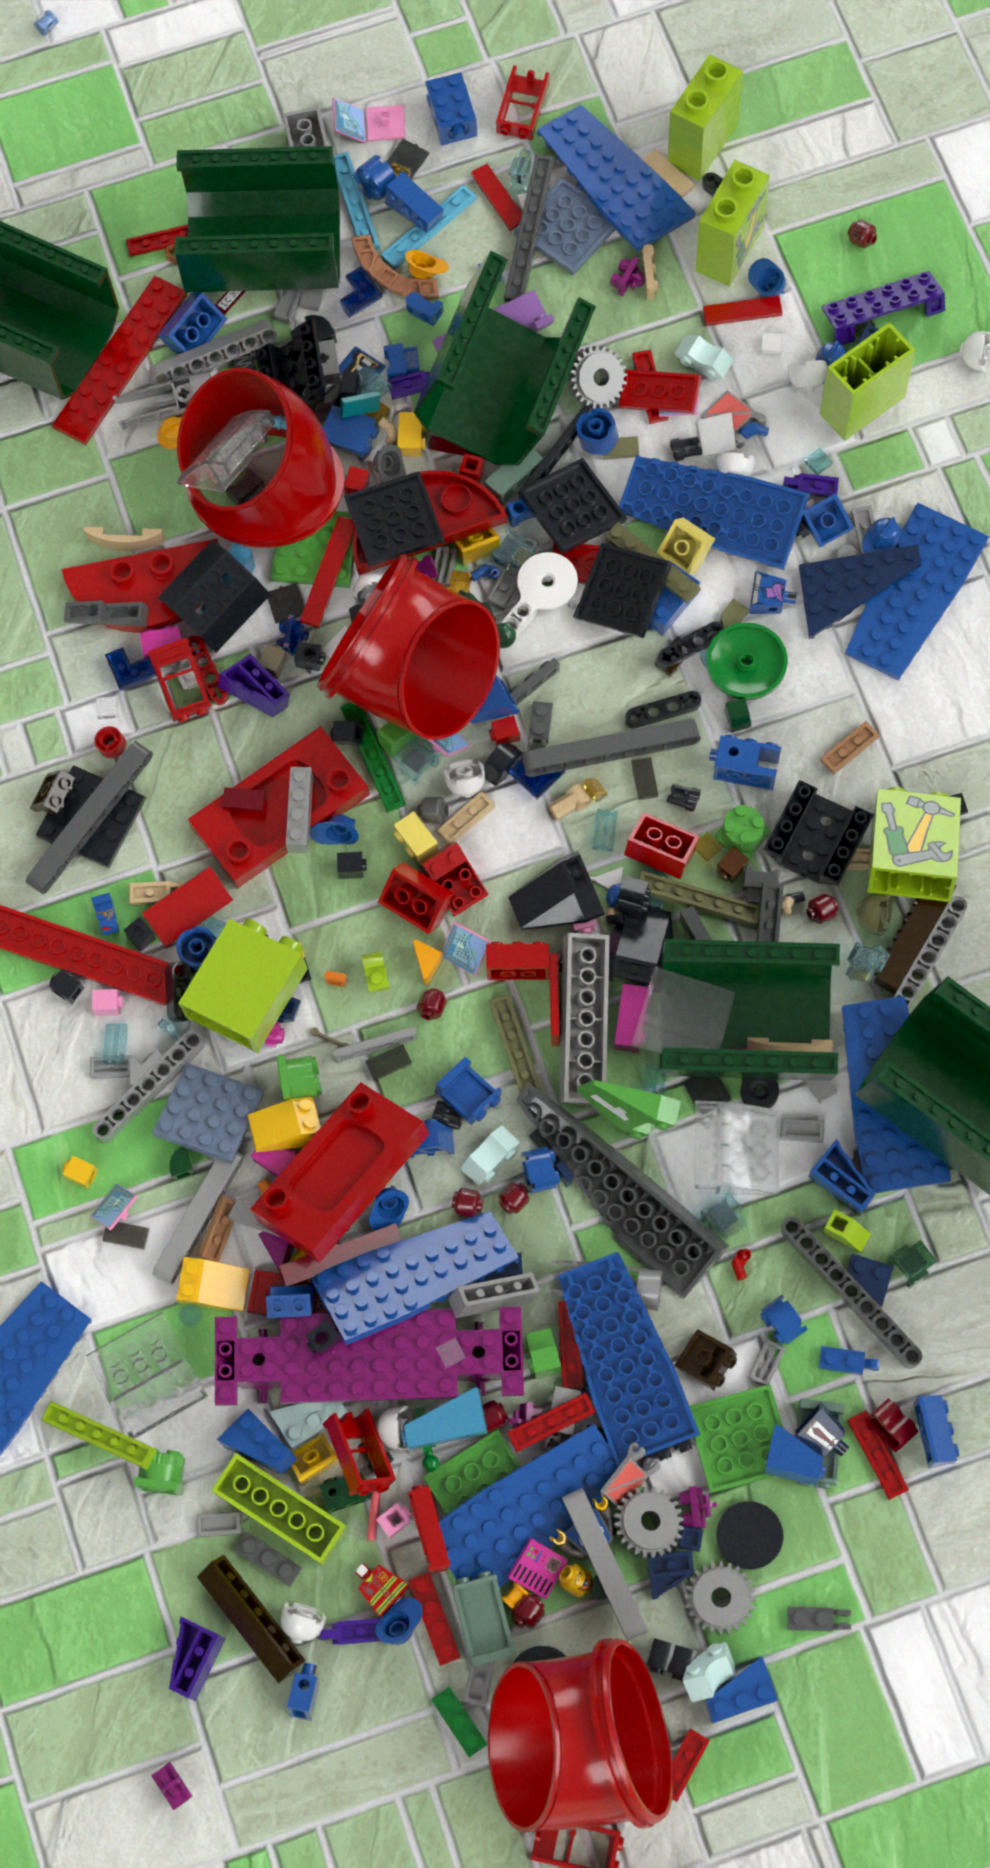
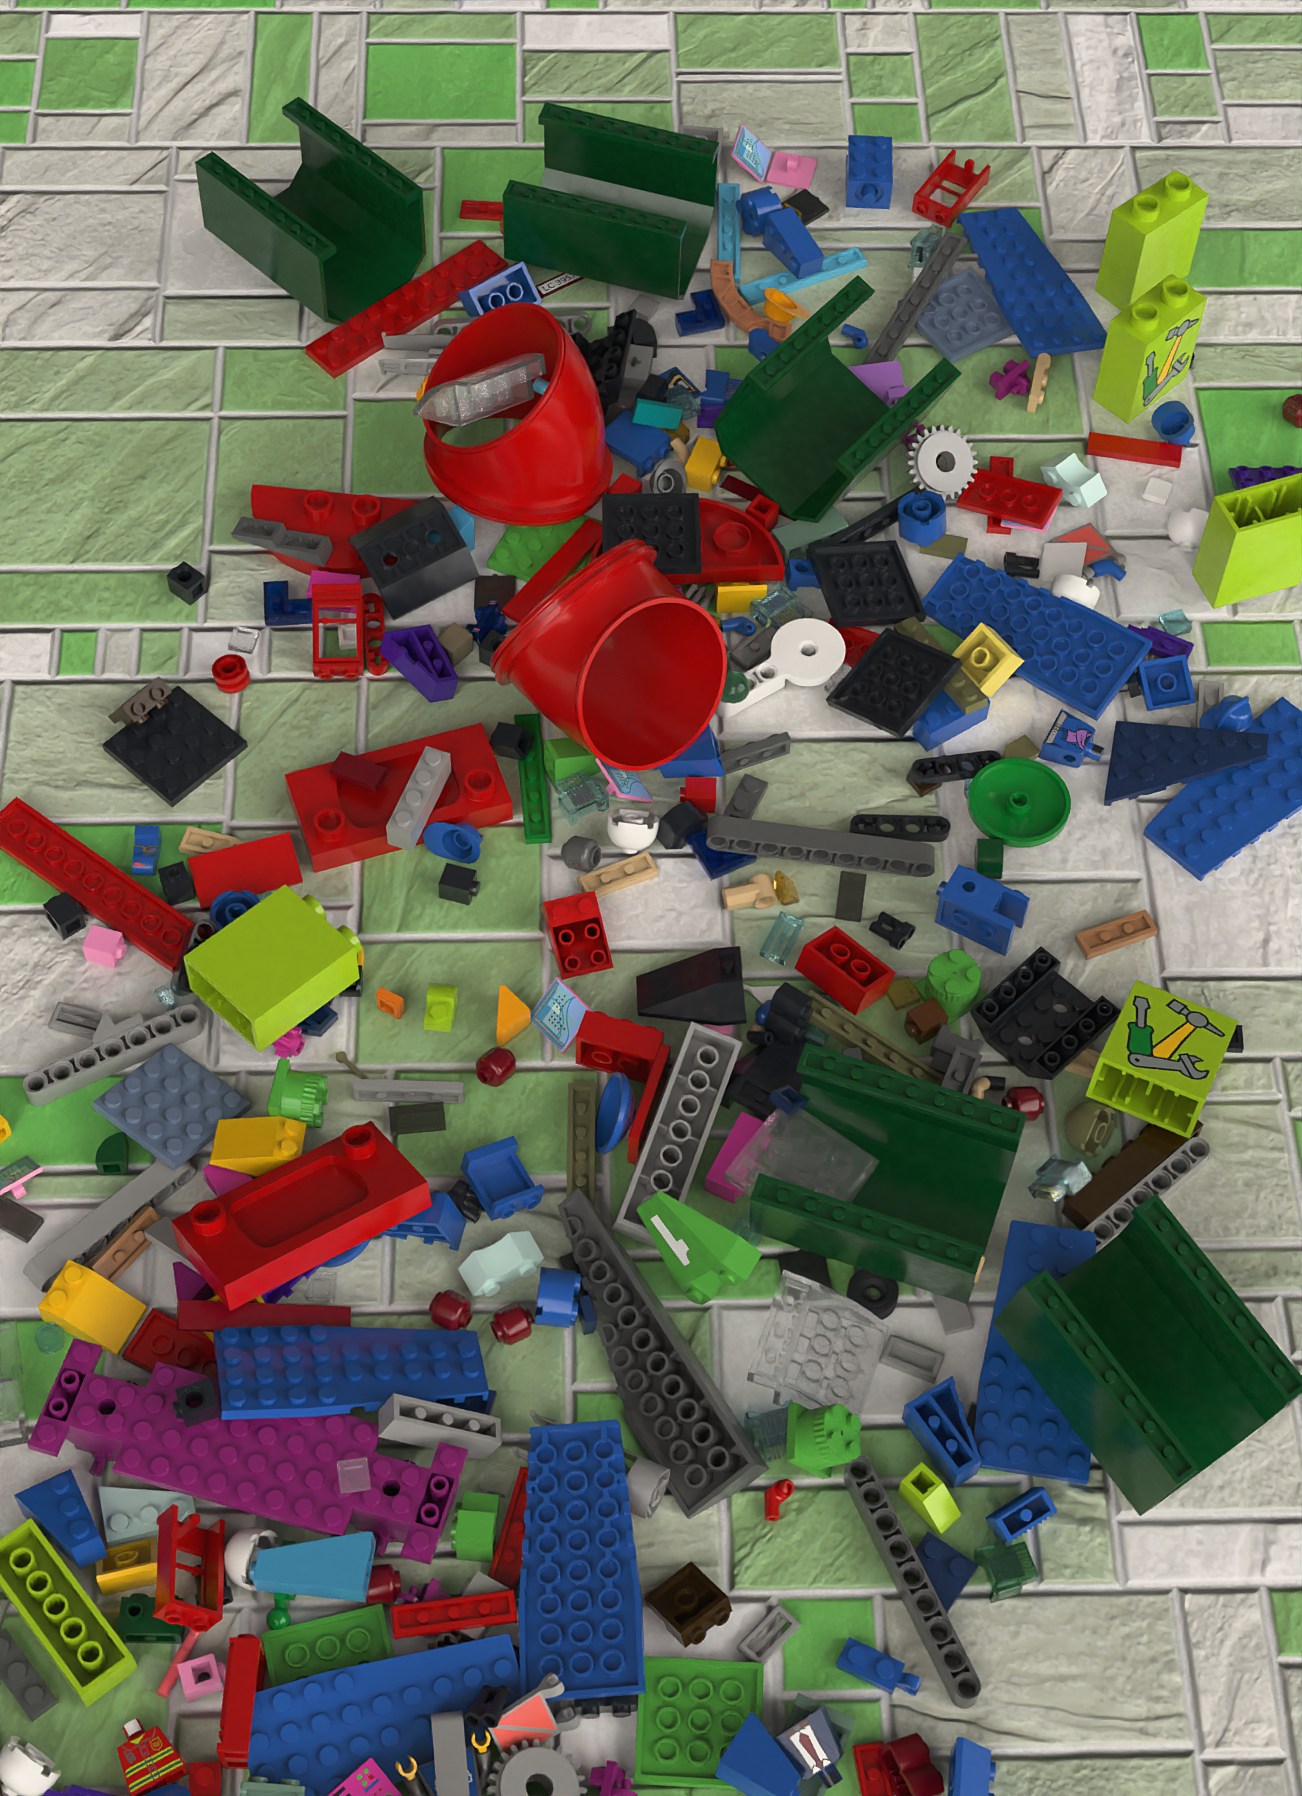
camera: 10 degrees right, 15 degrees down
(47, 680) = (187, 583): none -> black brick
(89, 817) = (169, 741): dark grey beam -> none
(114, 1058) = (90, 1008): clear light blue tile -> none
(149, 539) = (336, 480): tan slope -> none
(287, 305) = (614, 305): light grey tile -> none
(290, 1300) = (177, 1350): blue panel -> none
(388, 1208) = (348, 1284): blue piece -> none
(415, 837) = (547, 874): light yellow brick -> none
(415, 898) = (521, 939): red brick -> none
(497, 196) = (890, 267): red tile -> none
(532, 1016) = (614, 1113): none -> blue dish
(600, 1486) = (487, 1714): none -> black piece
(656, 968) = (788, 1100): none -> dark blue tile
(669, 173) = (1094, 296): tan tile -> none
(760, 1213) = (822, 1437): none -> bright green piece
(783, 1320) = (808, 1584): blue brick -> none
(912, 1222) = (1021, 1514): none -> blue brick

